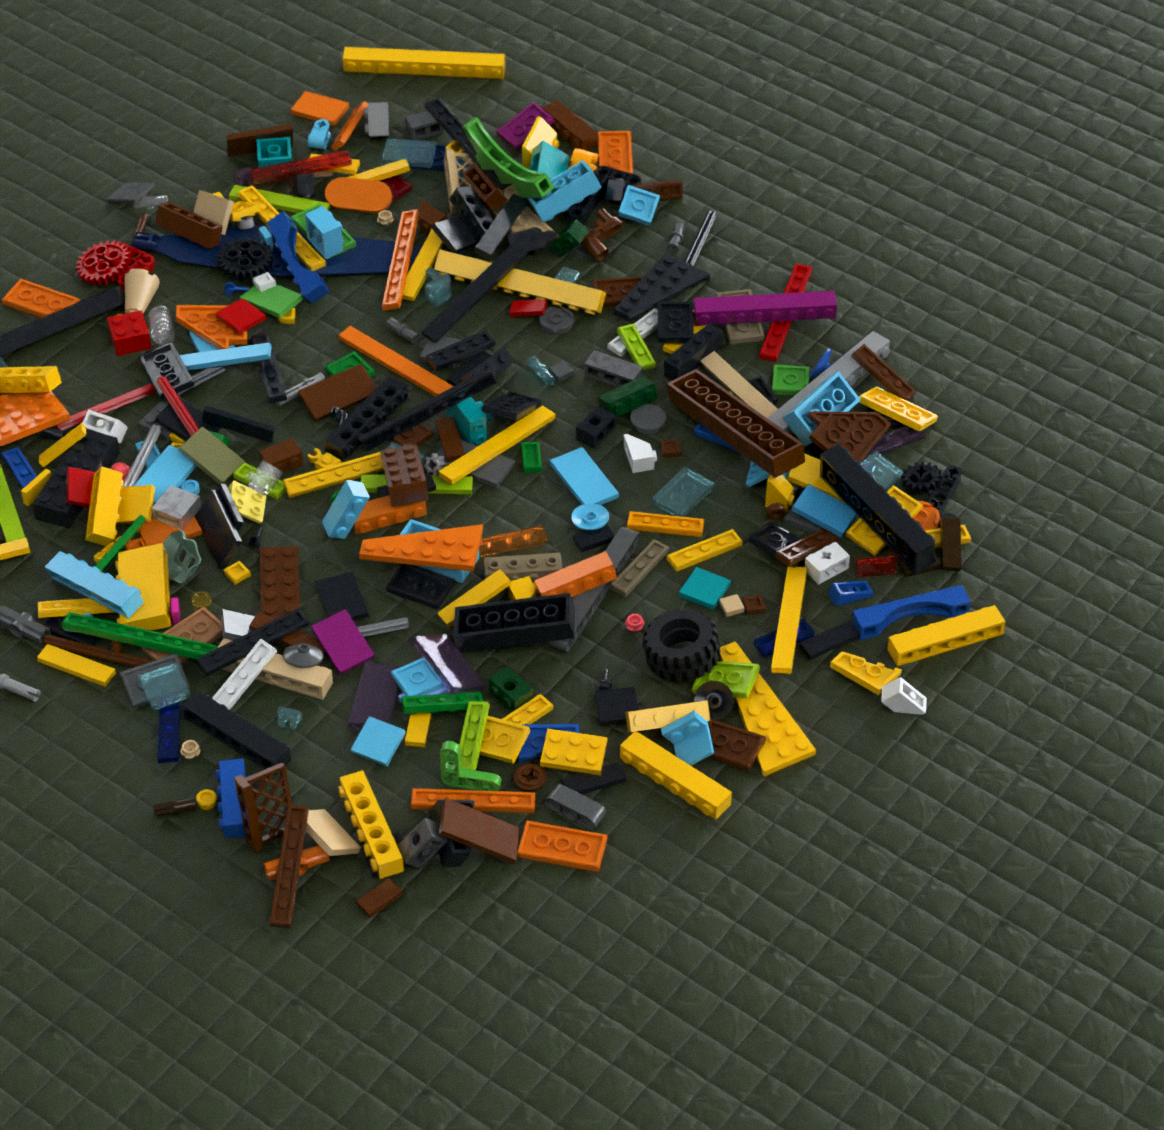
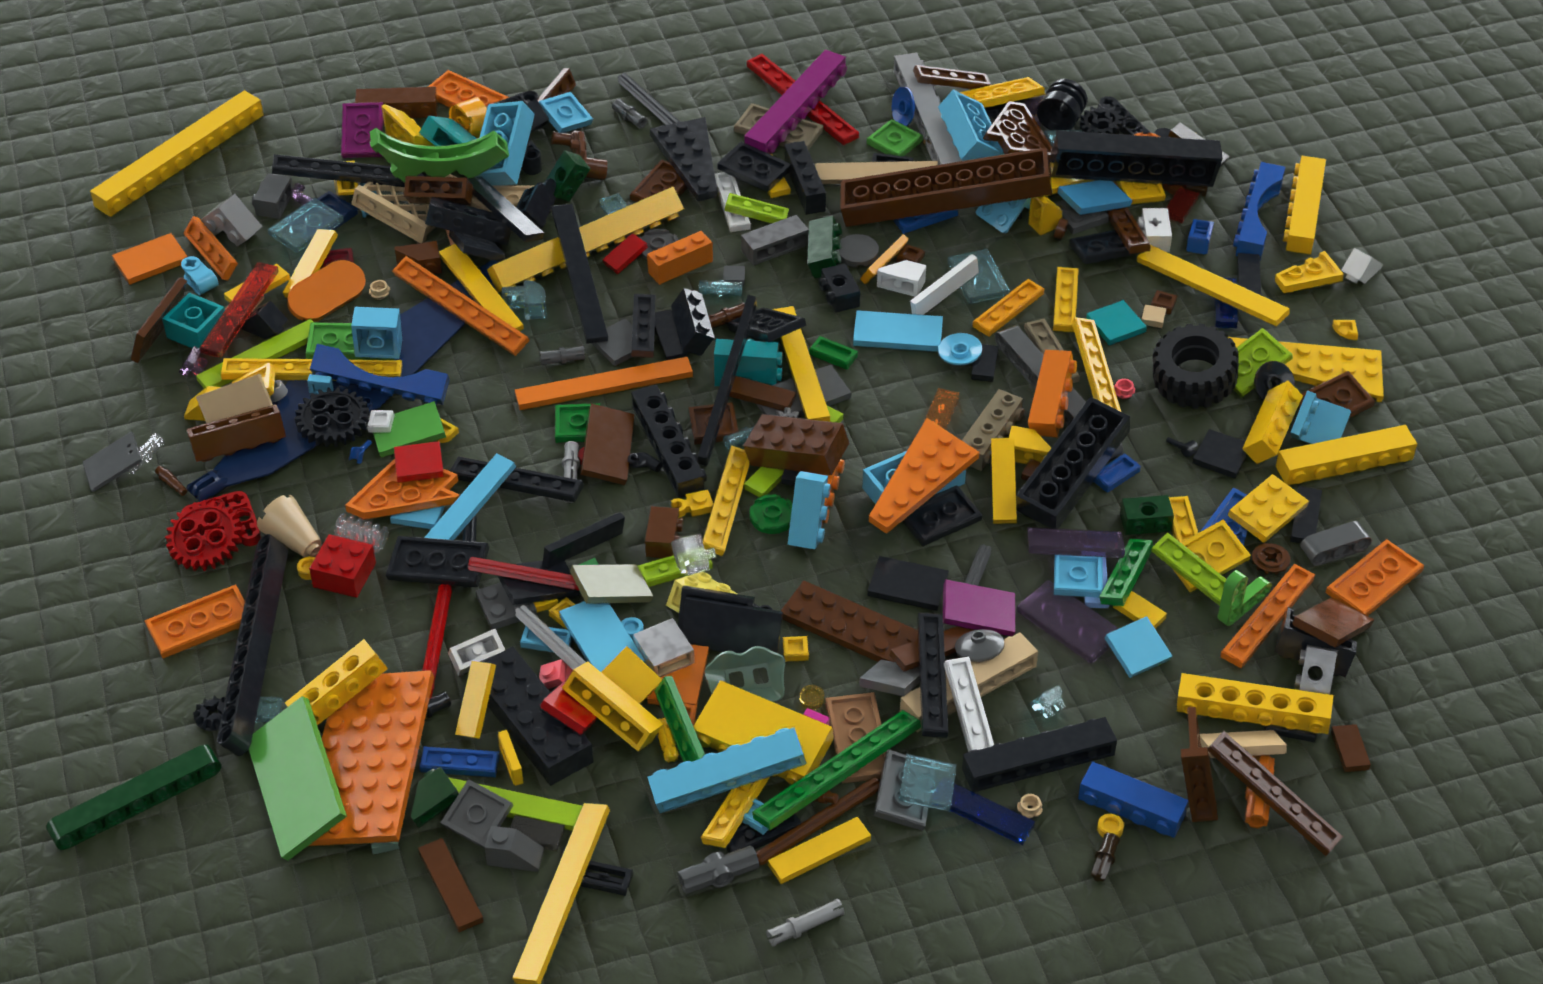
camera: 55 degrees left, 0 degrees up
(439, 134) = (297, 194): none -> clear purple arm
(515, 386) = (726, 315): none -> reddish brown pin
(545, 657) = (1117, 472): none -> blue tile
(547, 334) = (680, 257): none -> orange brick
(641, 597) = (1095, 362): none -> yellow tile
(645, 477) = (945, 286): none -> white tile
(649, 434) = (884, 259): none -> light orange tile
(826, 721) = (1346, 329): none -> yellow tile
(910, 445) = (1062, 105): none -> black wheel

